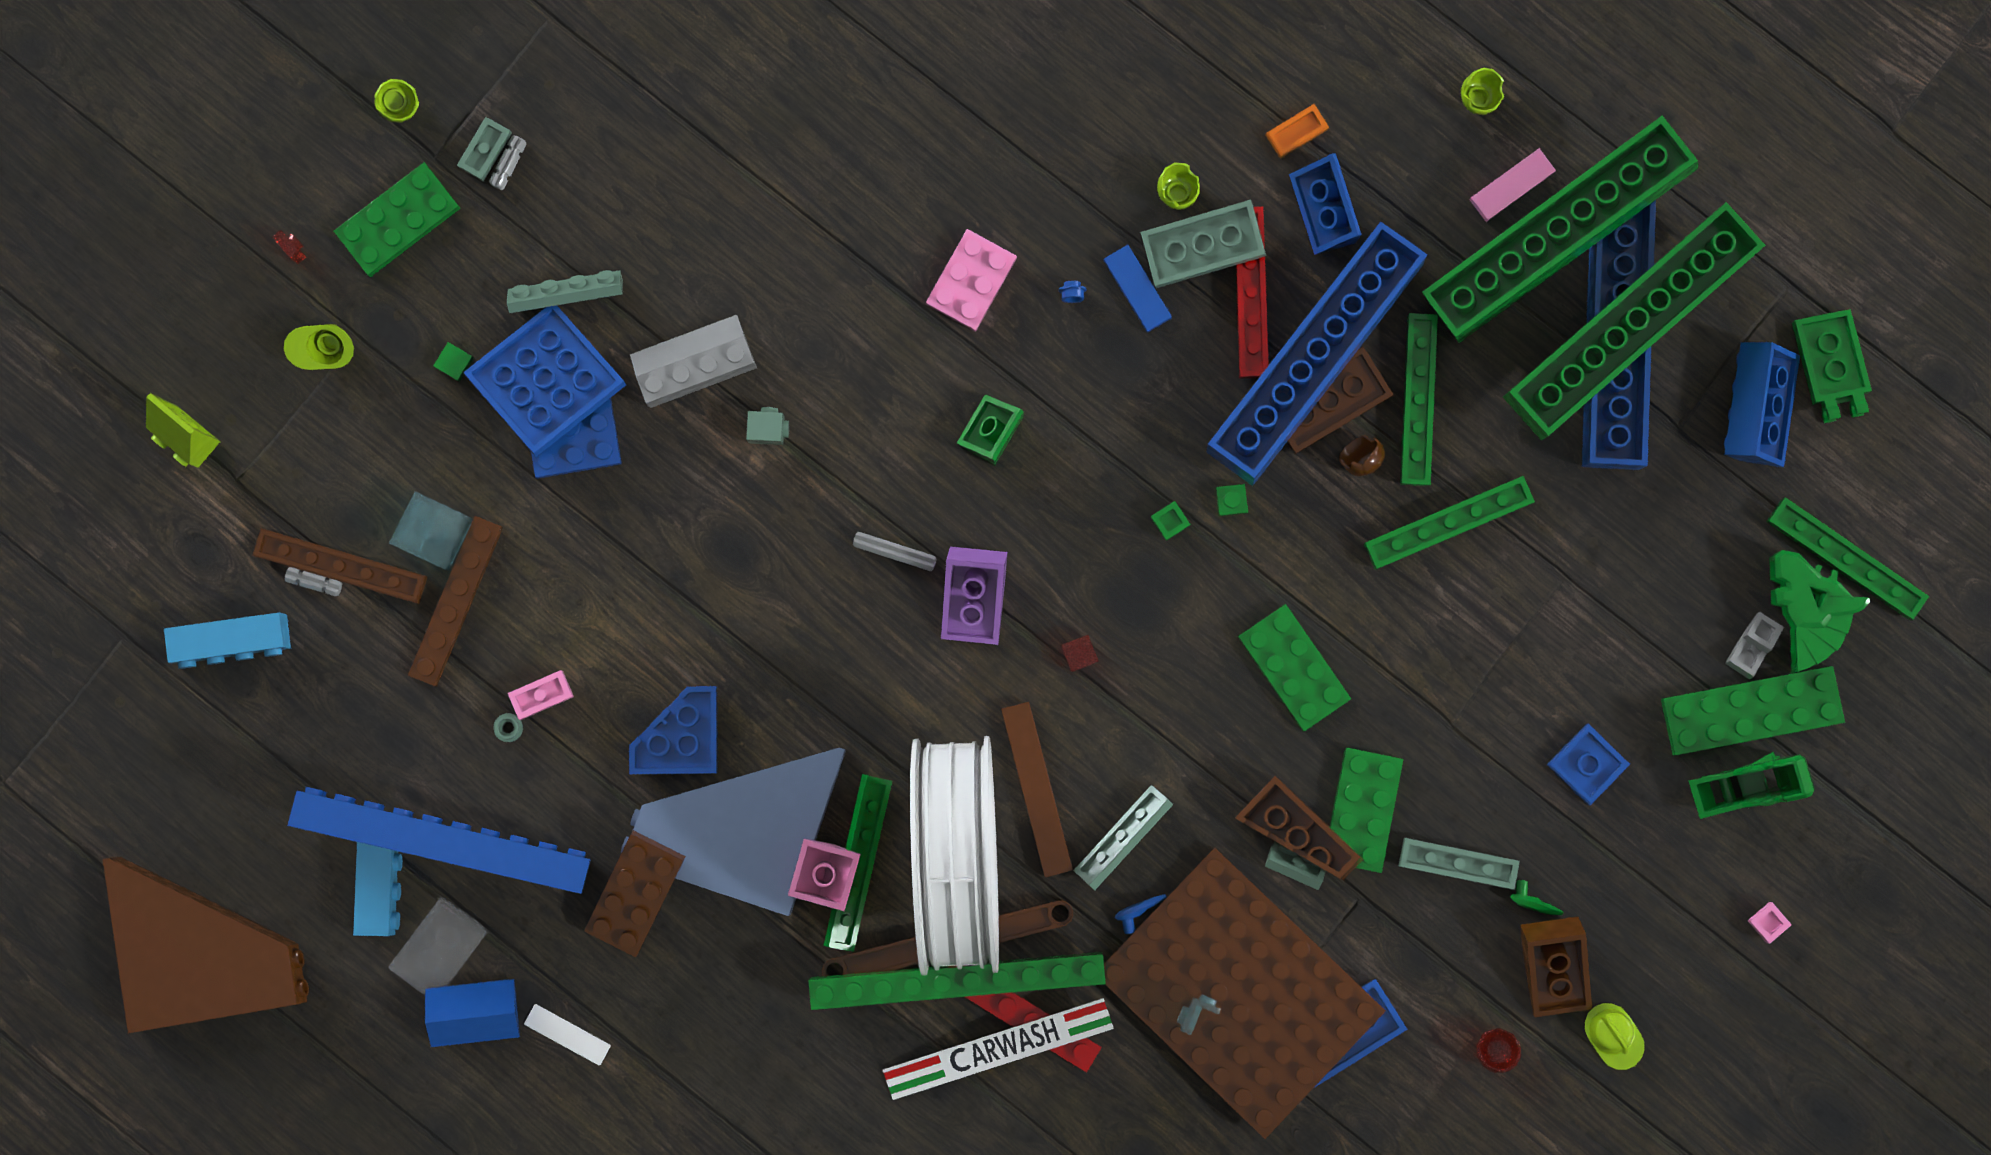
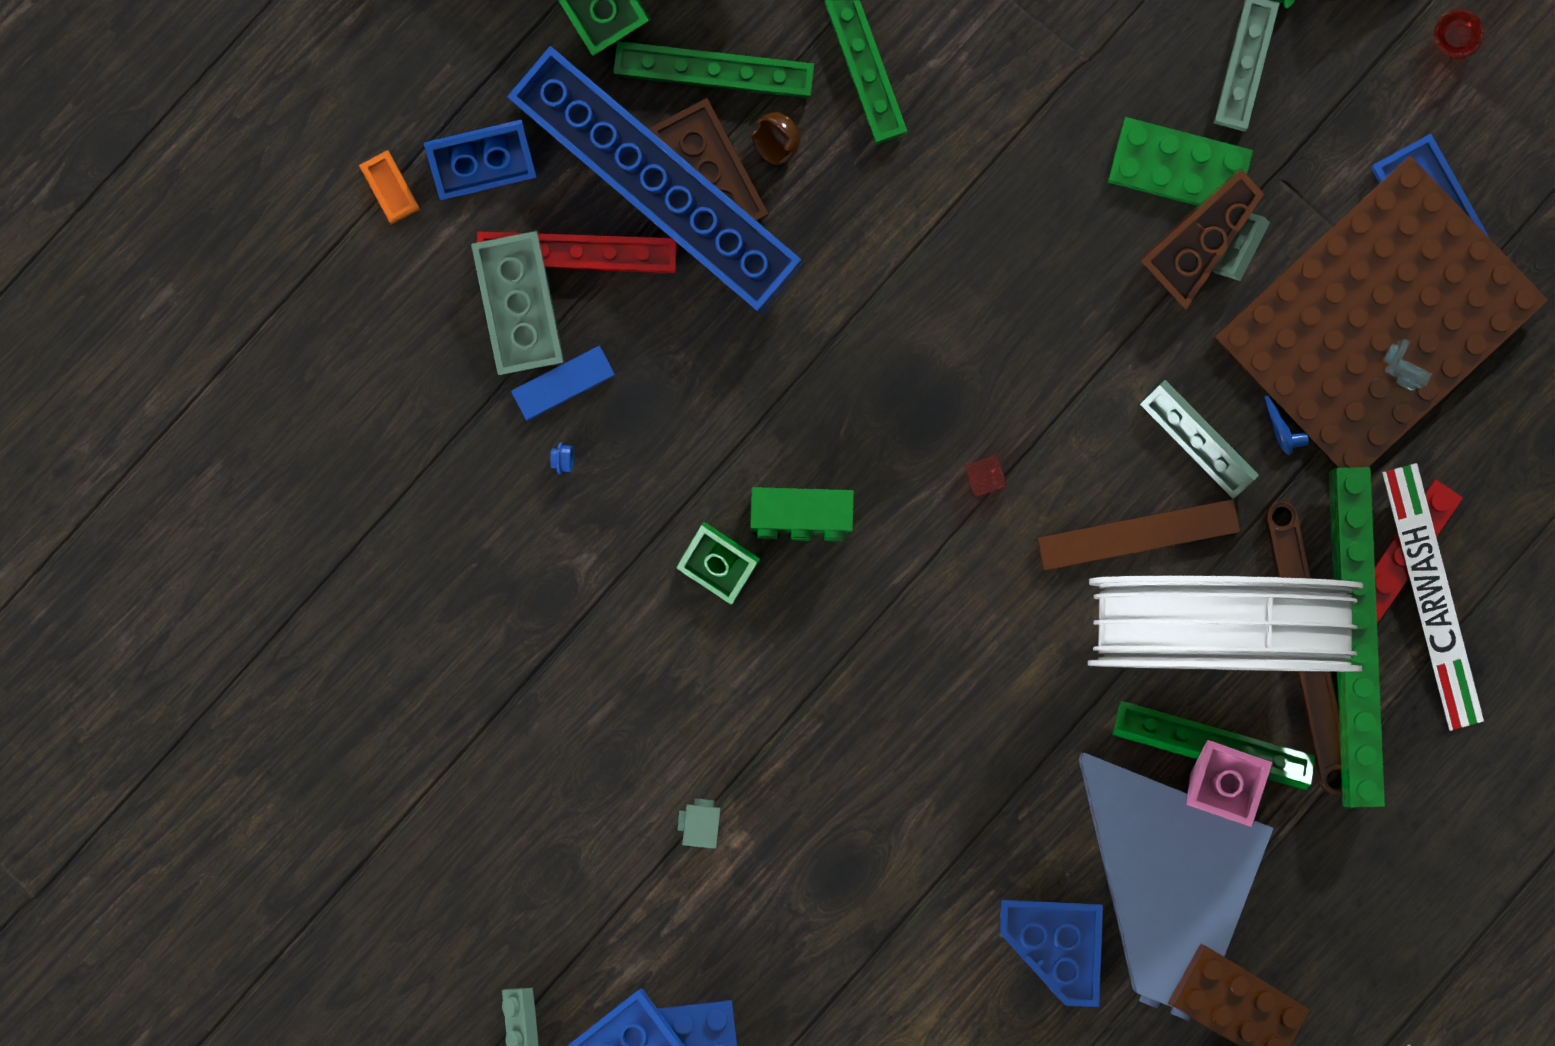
camera: 90 degrees left, 0 degrees up
(692, 361) = (615, 909): light grey slope -> none
(894, 551) = (854, 683): light grey axle -> none
(971, 280) = (540, 576): bright pink plate -> none
(973, 595) = (911, 593): medium lavender slope -> none
(1036, 494) = (801, 513): none -> green brick
(1170, 520) = (837, 362): green plate -> none
(1178, 186) = (447, 327): lime hair -> none
(1231, 500) = (817, 291): green plate -> none
(1294, 667) = (1014, 232): green plate -> none

